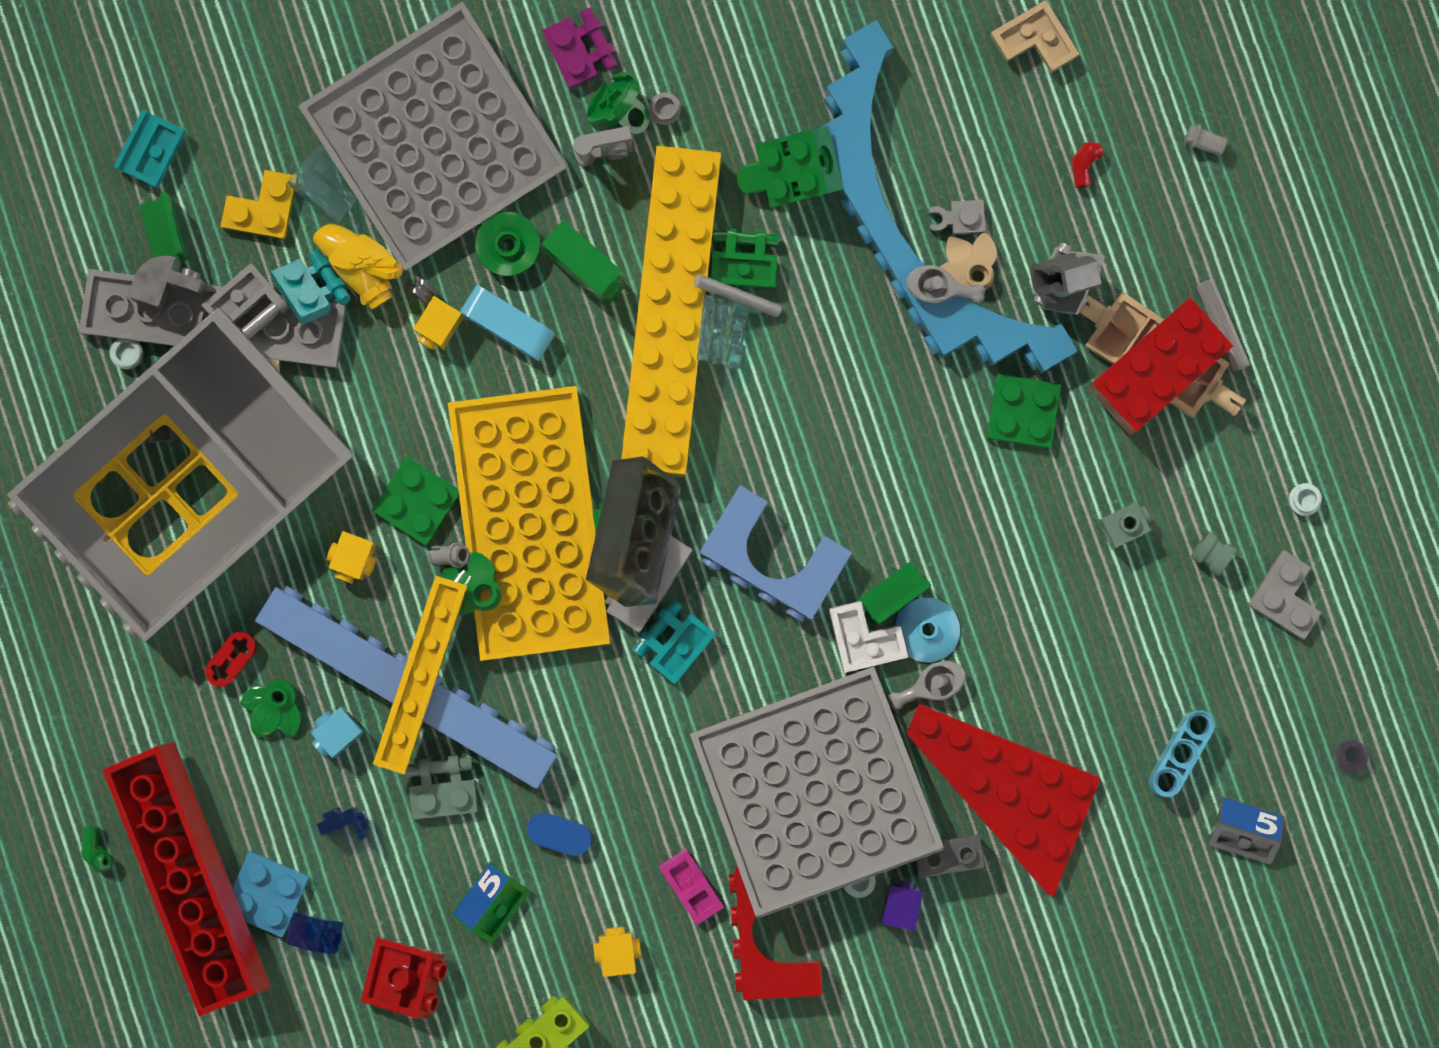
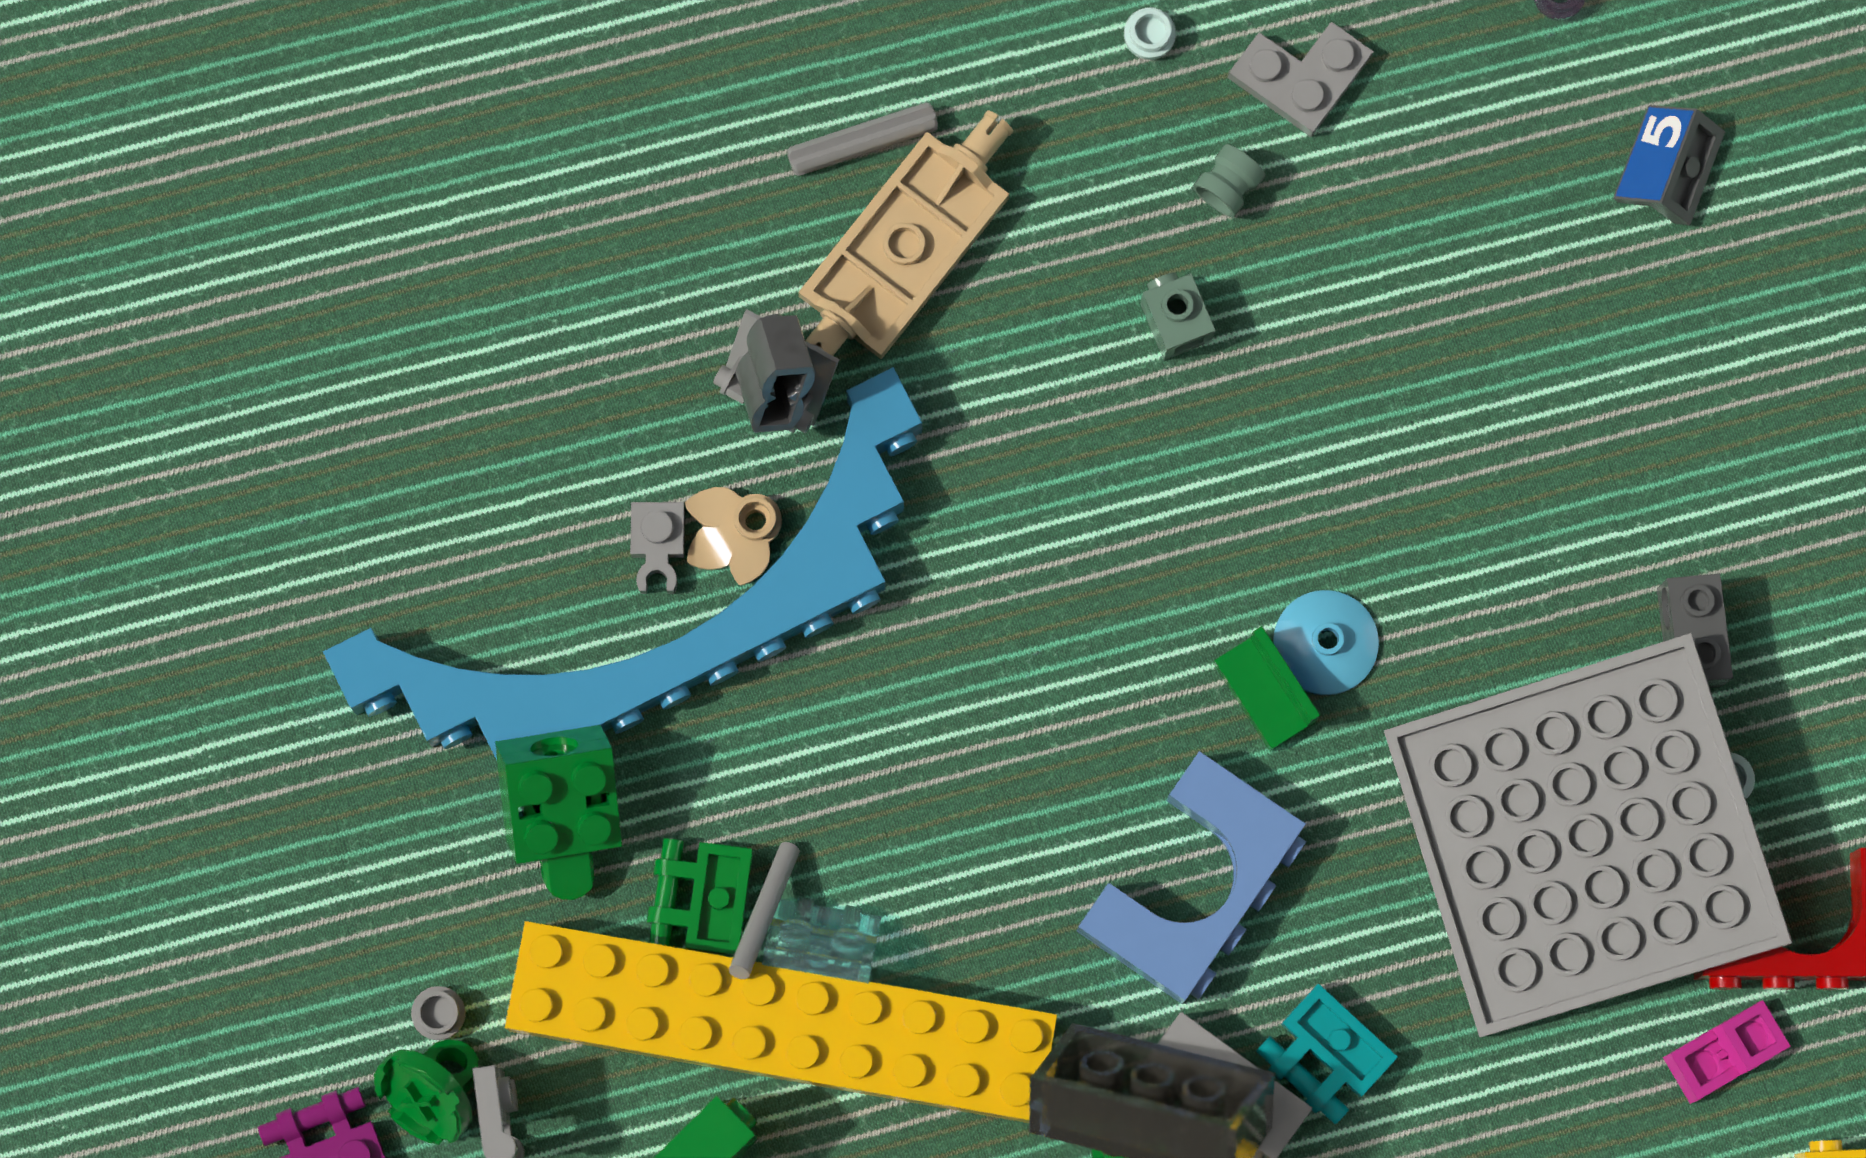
camera: 85 degrees left, 5 degrees down
(863, 648) = (1351, 750): white plate -> none
(902, 905) = (1771, 712): dark purple brick -> none
(935, 683) = (1415, 633): light grey piece -> none
(936, 285) = (773, 582): light grey piece -> none
(1020, 794) = (1594, 517): red wing -> none
(1023, 411) = (980, 463): green plate -> none
(1036, 29) = (357, 394): tan plate -> none
(1082, 161) = (579, 339): red arm -> none
(1160, 366) = (929, 237): red brick -> none
(1195, 746) = (1534, 230): medium azure beam -> none
(1205, 140) = (561, 144): light grey pin -> none

